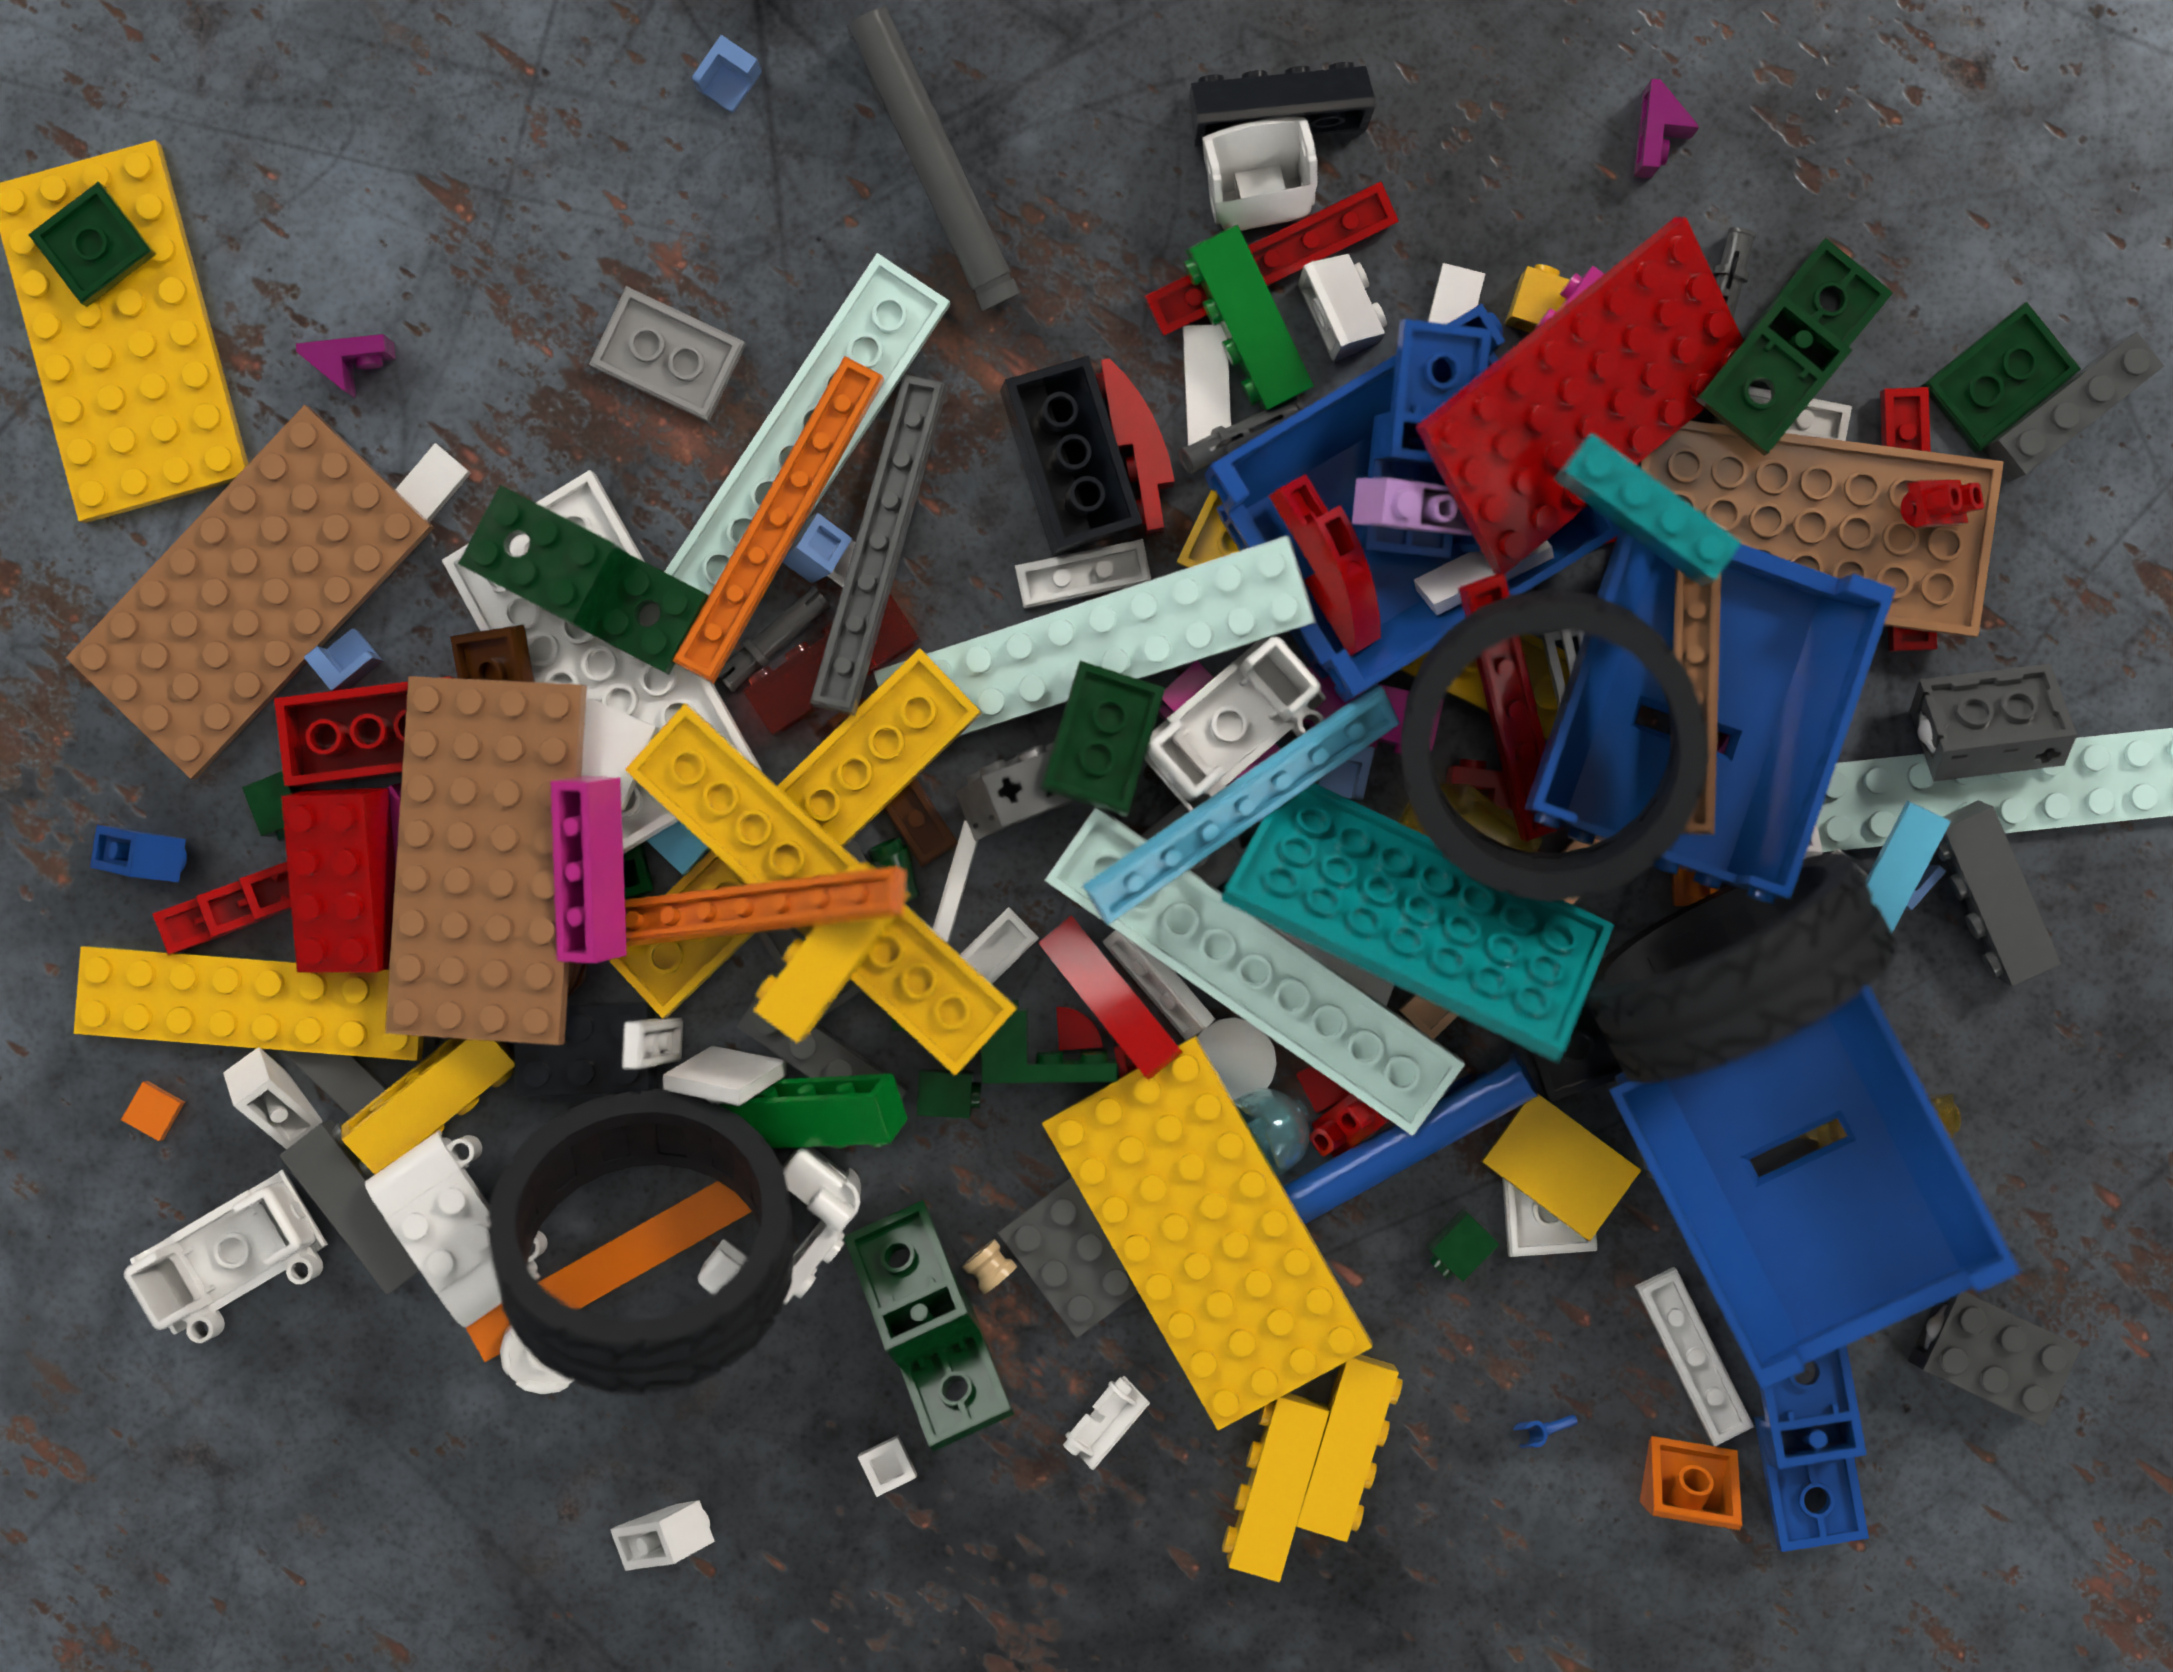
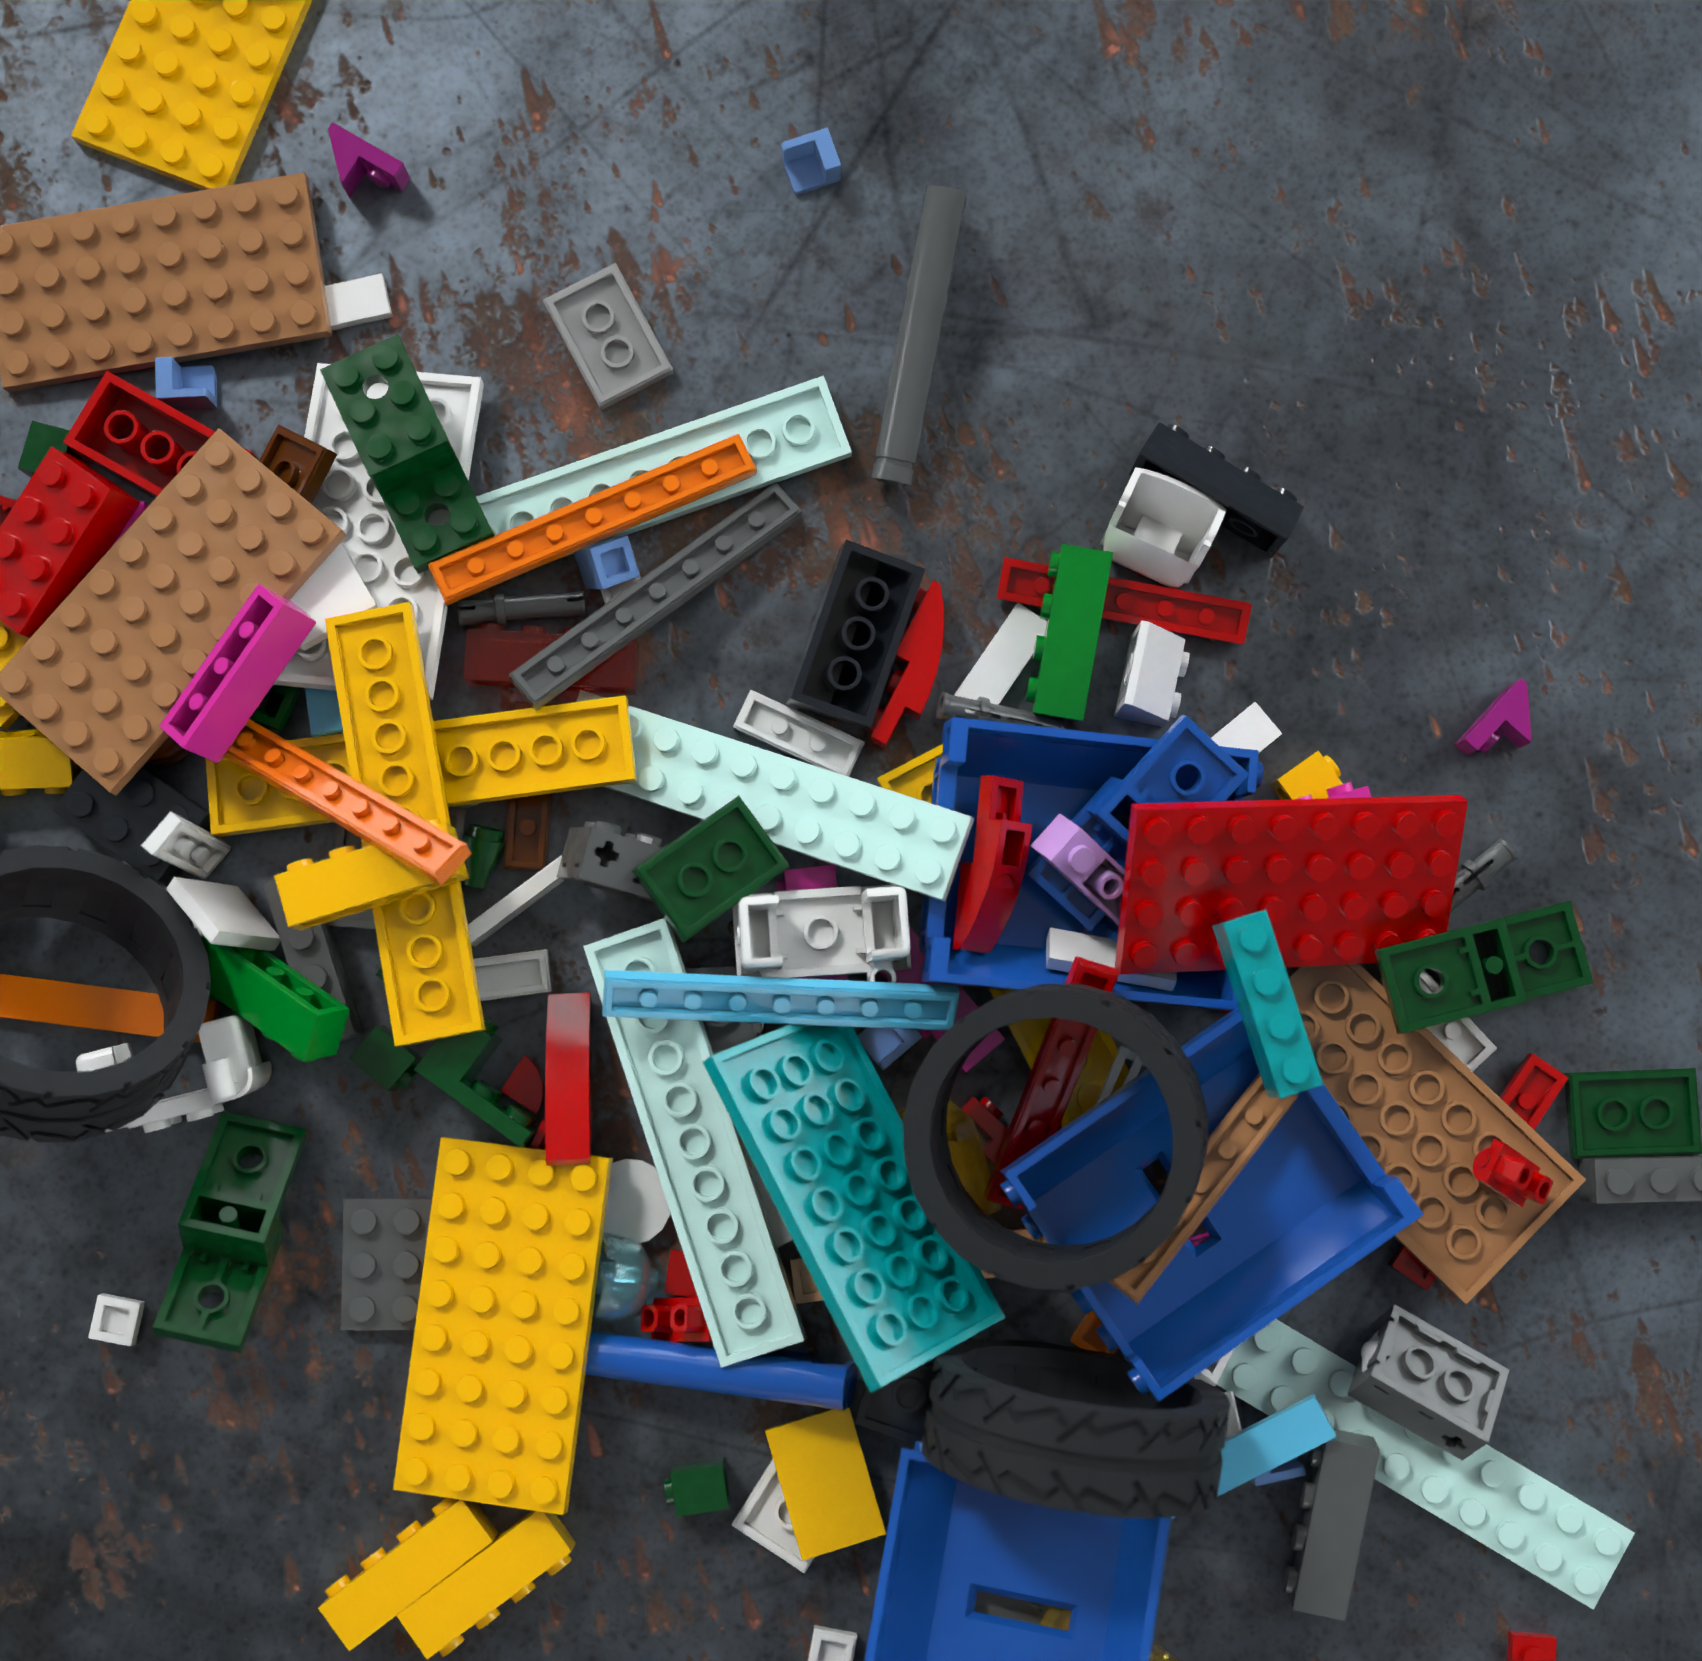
camera: 30 degrees right, 5 degrees down
(989, 1266) = (316, 1221): tan wheel -> none
(1108, 1423) = (321, 1415): white hinge -> none
(1161, 986) = (617, 1103): white tile -> none

